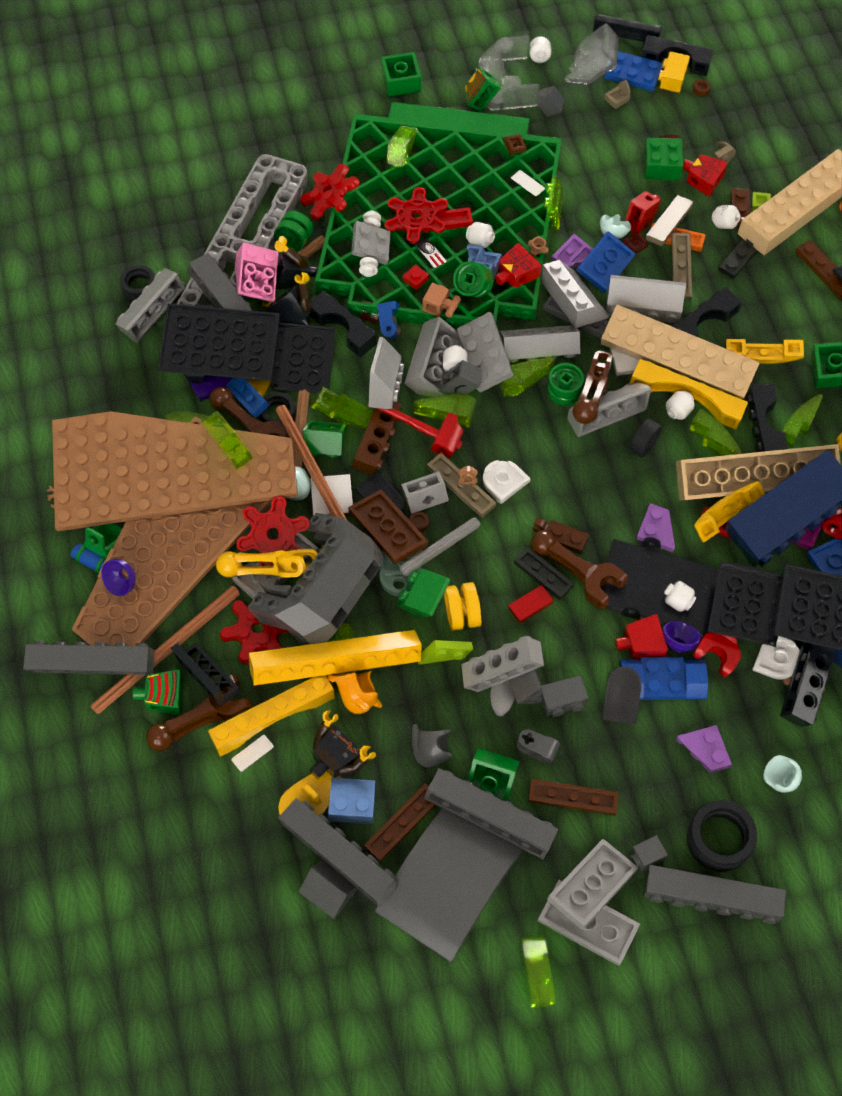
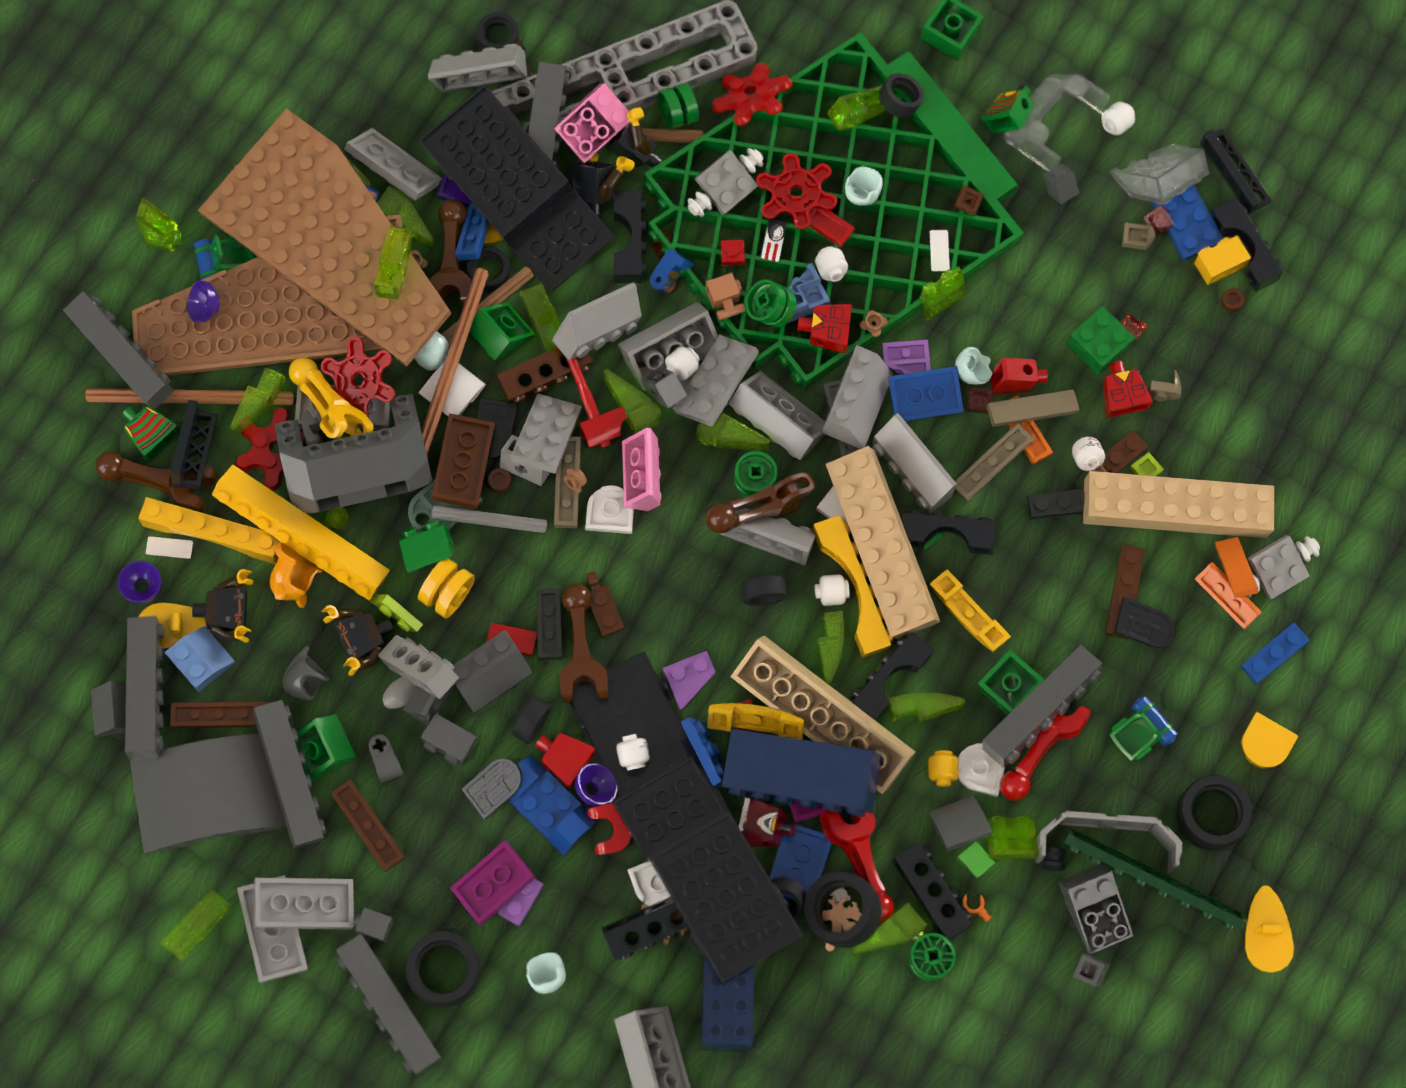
camera: 40 degrees right, 10 degrees up
(38, 563) = (156, 227): none -> clear neon green slope
(154, 401) = (393, 164): none -> light grey plate
(216, 606) = (257, 400): none -> clear neon green slope
(254, 781) = (132, 574): none -> dark purple piece
(417, 121) = (893, 104): none -> black tyre
(421, 465) = (546, 433): none -> light grey plate
(438, 688) = (359, 636): none -> torso
(452, 180) = (863, 186): none -> light aqua hair
(500, 436) = (641, 471): none -> bright pink slope
(545, 623) = (490, 671): none -> dark grey slope
(601, 634) = (531, 720): none -> black tyre
(617, 77) = (1159, 220): none -> clear red tile
(689, 752) = (493, 882): none -> magenta plate
(721, 553) = (706, 751): none -> blue plate
(799, 557) = (764, 824): none -> torso

